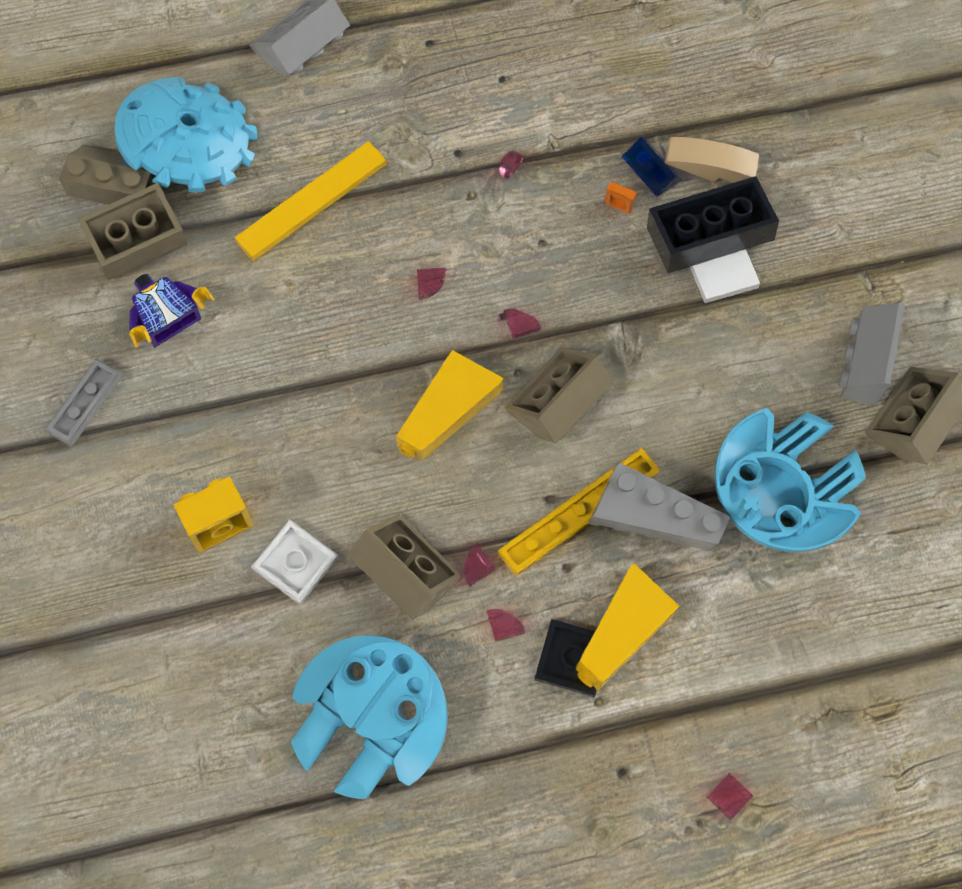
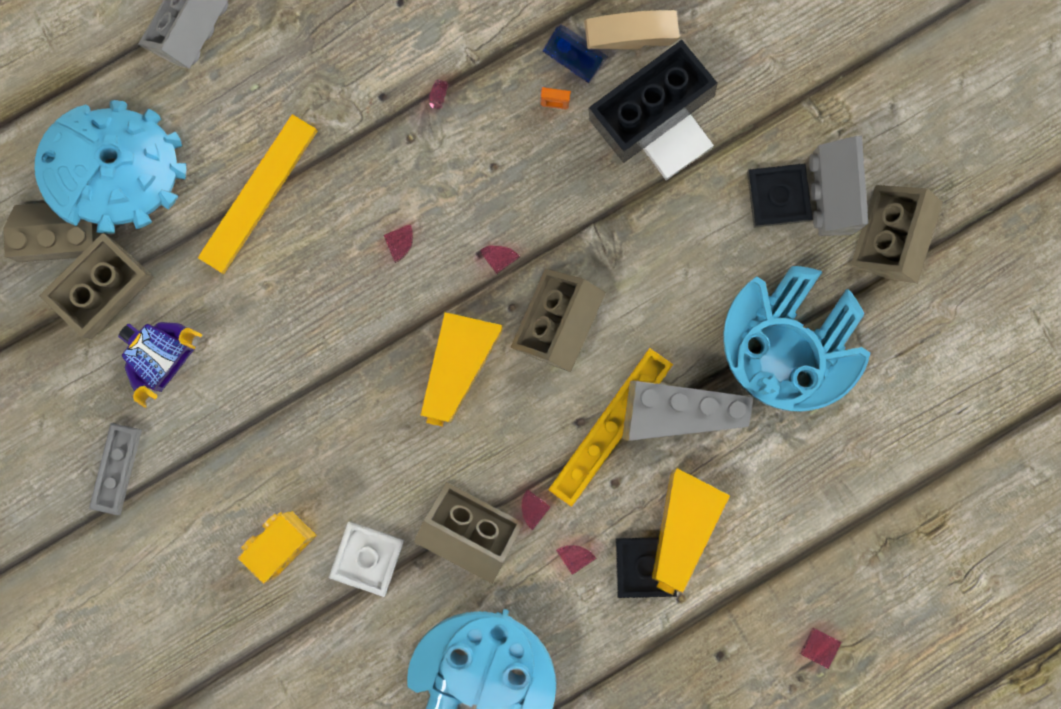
camera: 15 degrees left, 15 degrees up
(812, 348) = (779, 195): none -> black tile

